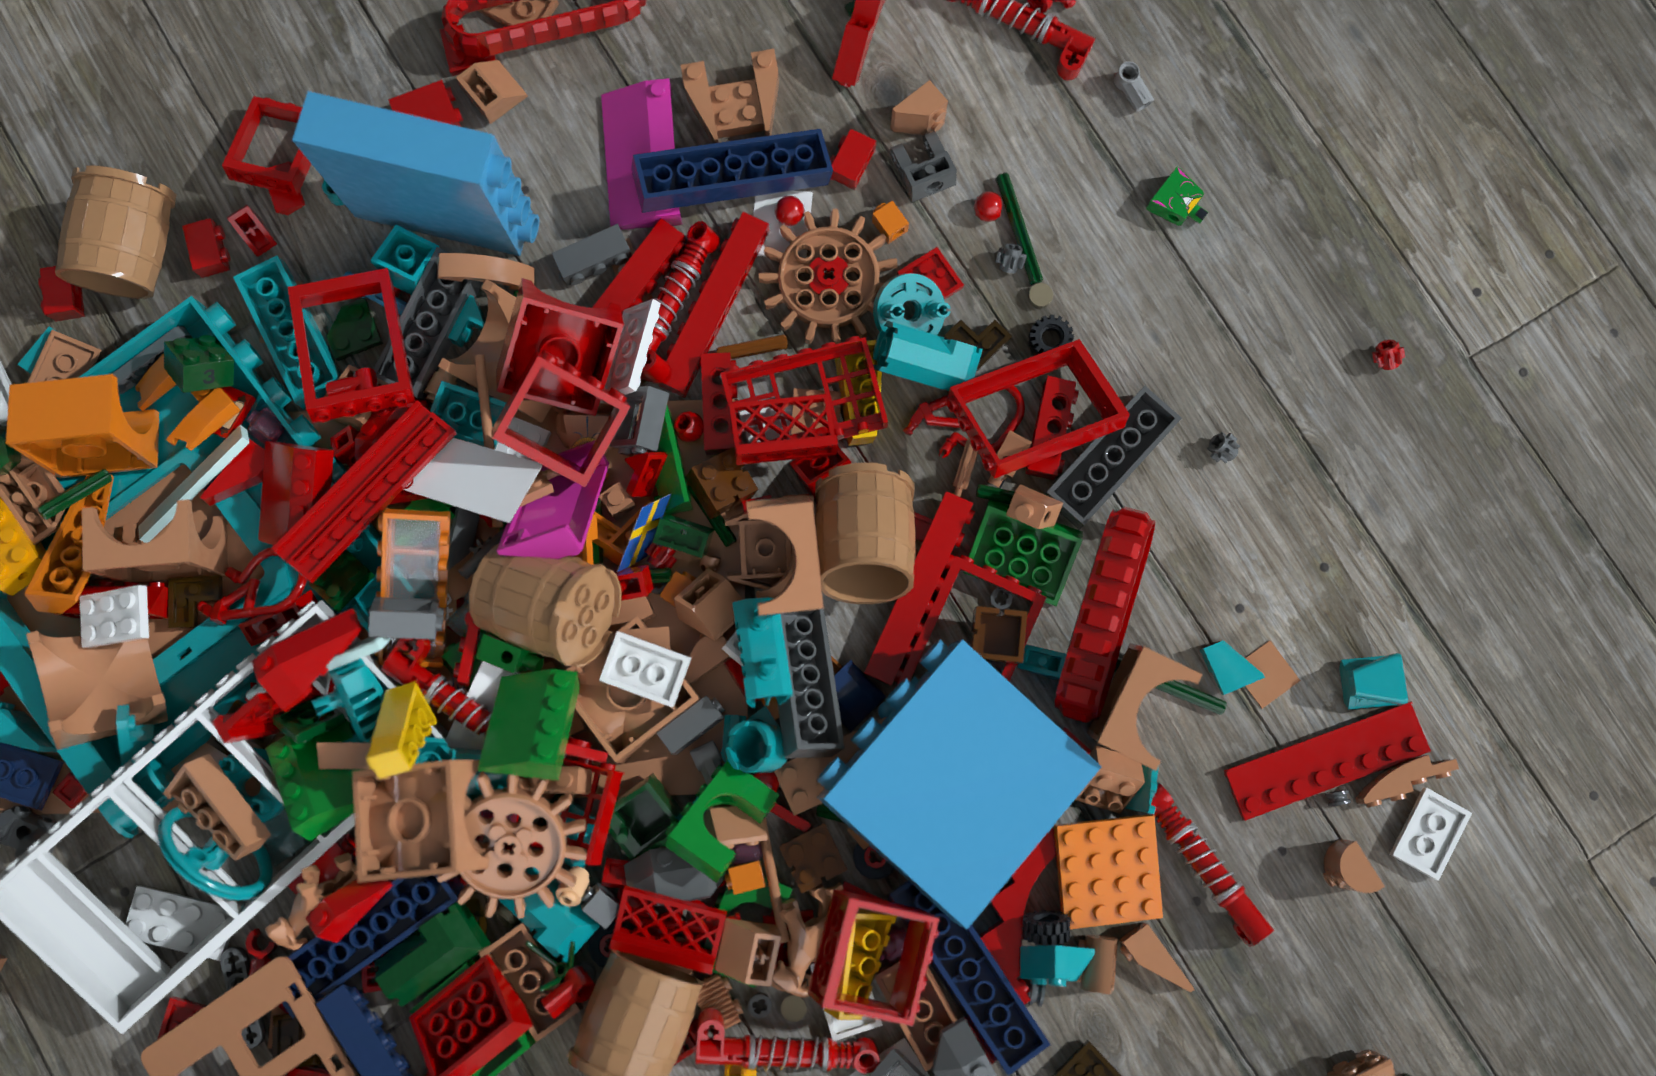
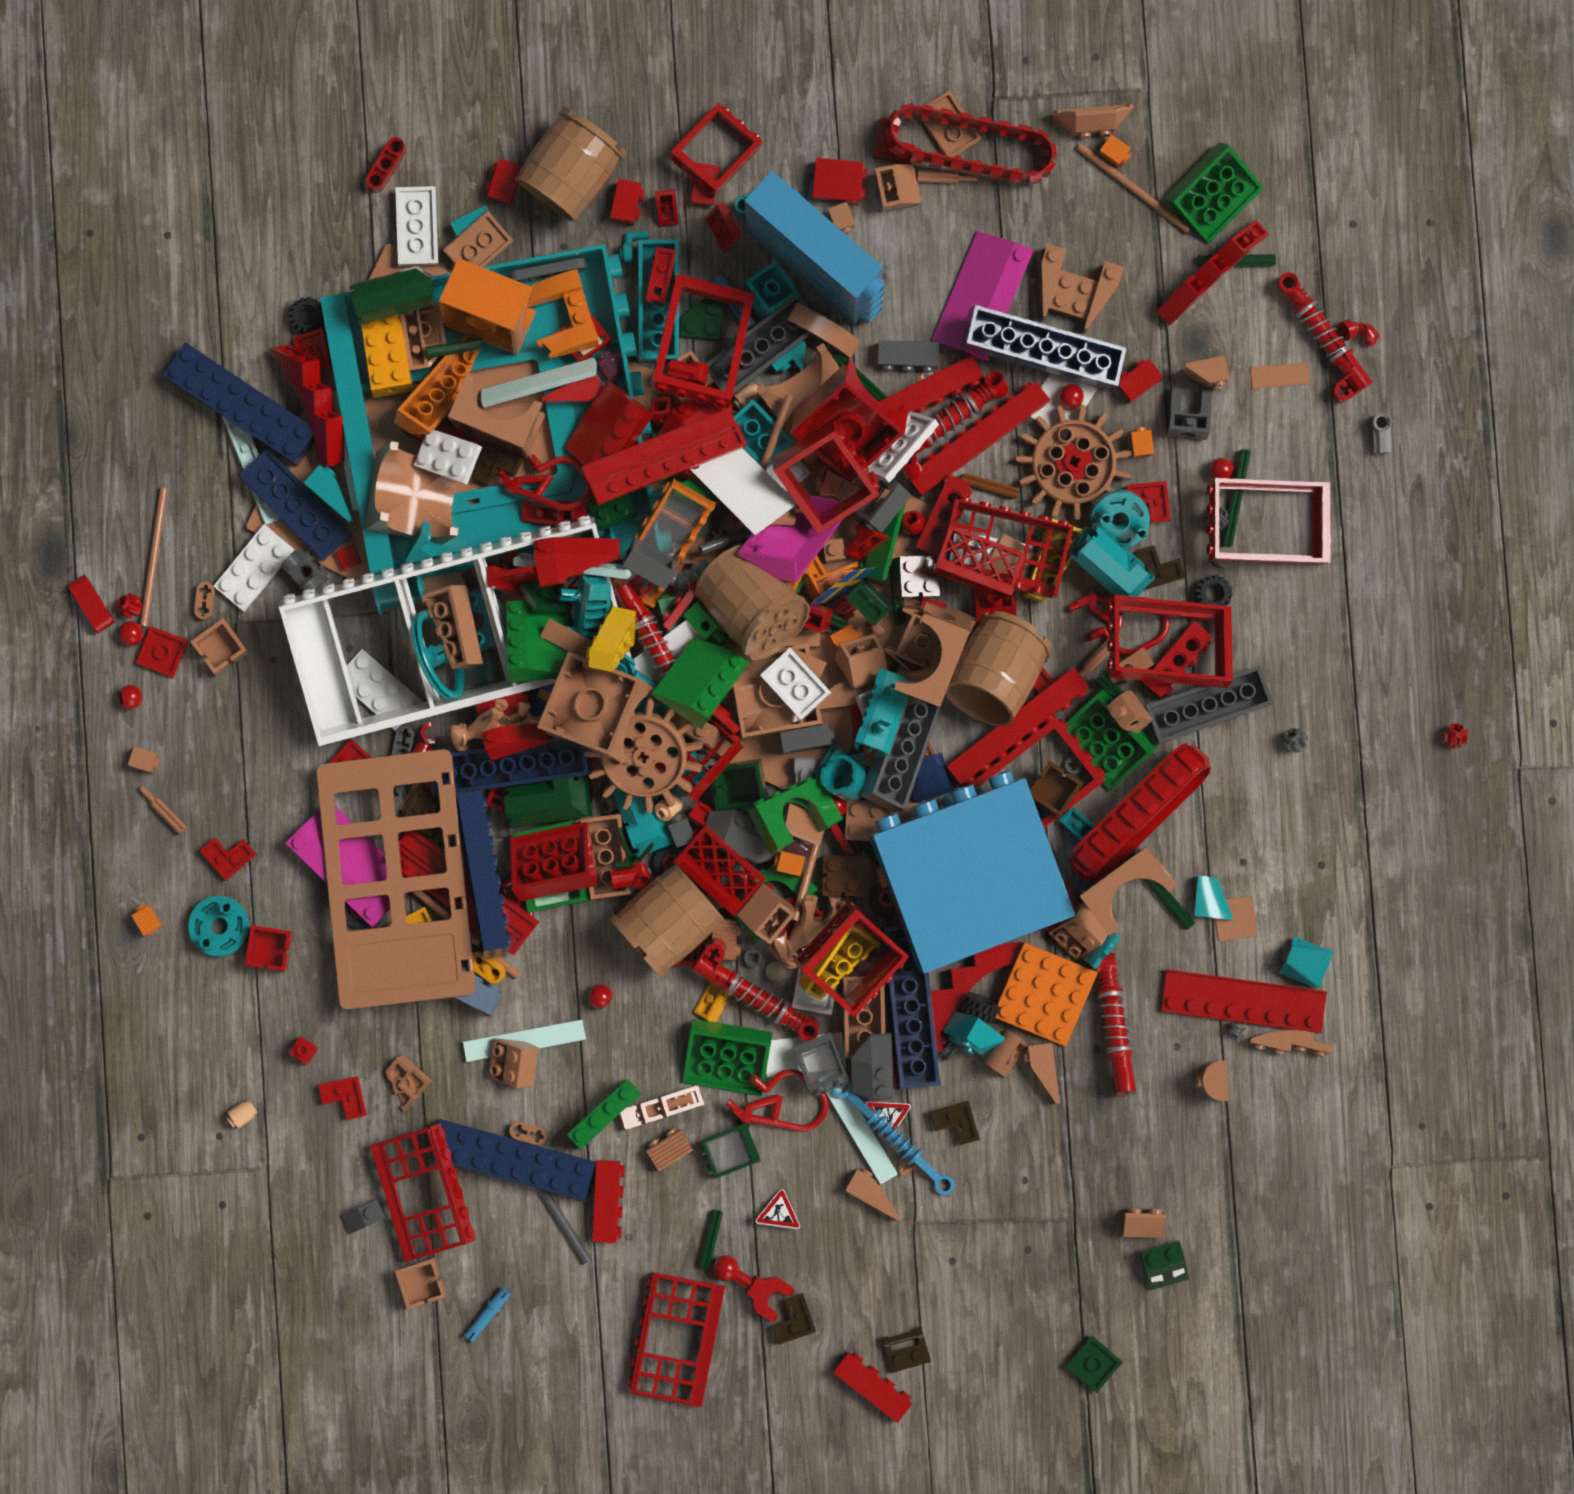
camera: 30 degrees right, 5 degrees up
(198, 363) = (587, 299): dark green brick -> none
(232, 299) = (627, 251): none -> teal plate
(274, 300) = (661, 275): none -> red plate
(322, 219) = (723, 226): none -> red hinge
(537, 58) = (943, 177): none -> nougat axle
(995, 83) = (1280, 375): none -> nougat sticker
(1115, 197) = (1320, 520): none -> window
(1178, 199) = (1366, 538): green torso -> none
(1430, 833) = (1287, 1089): white plate -> none

